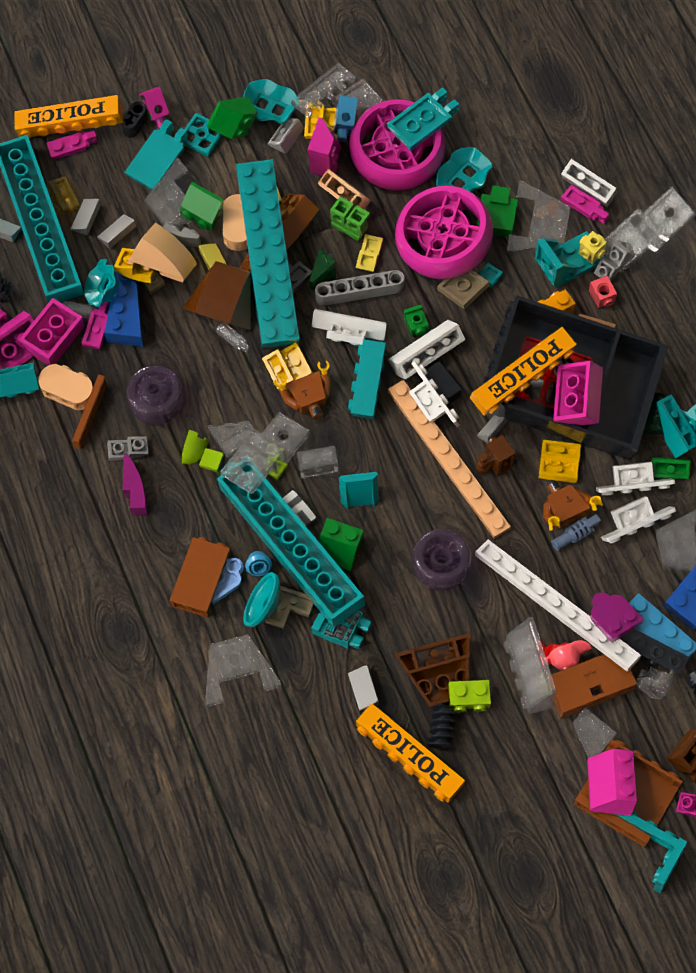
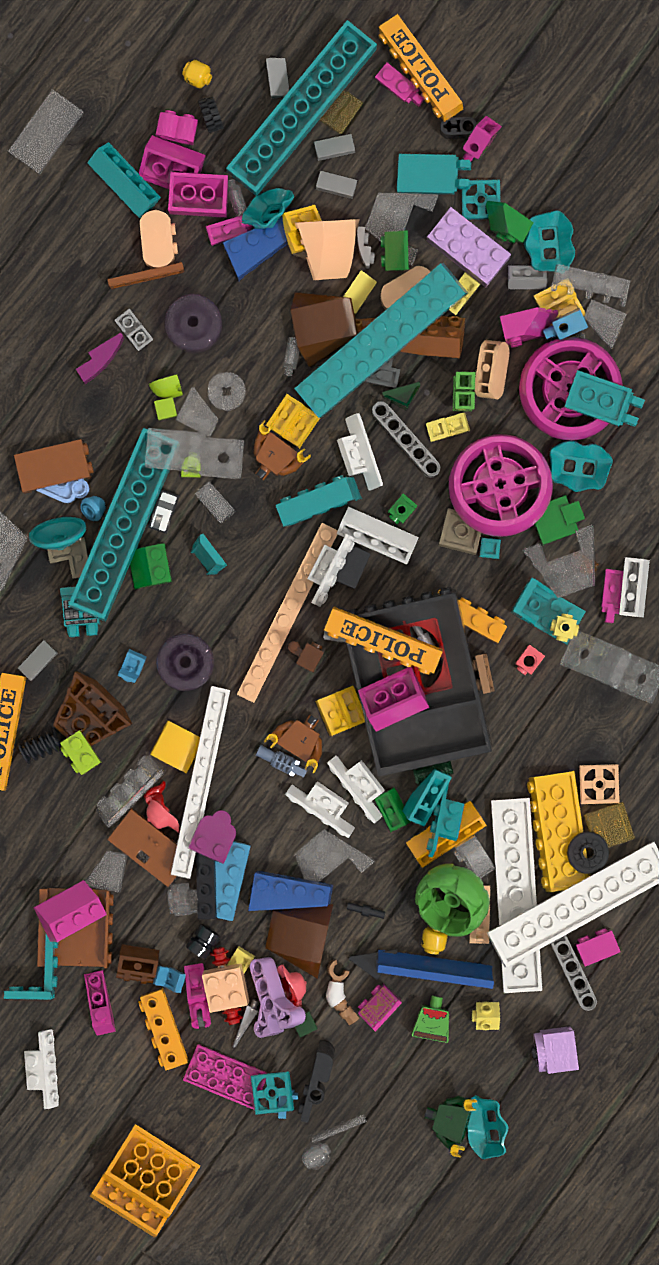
camera: 60 degrees right, 20 degrees up
(219, 161) = (468, 247): none -> lavender brick
(224, 412) = (237, 391): none -> clear plate
(417, 608) = (132, 666): none -> dark azure bracket
(510, 610) = (176, 746): none -> yellow slope
(613, 261) = (563, 652): light grey slope -> none

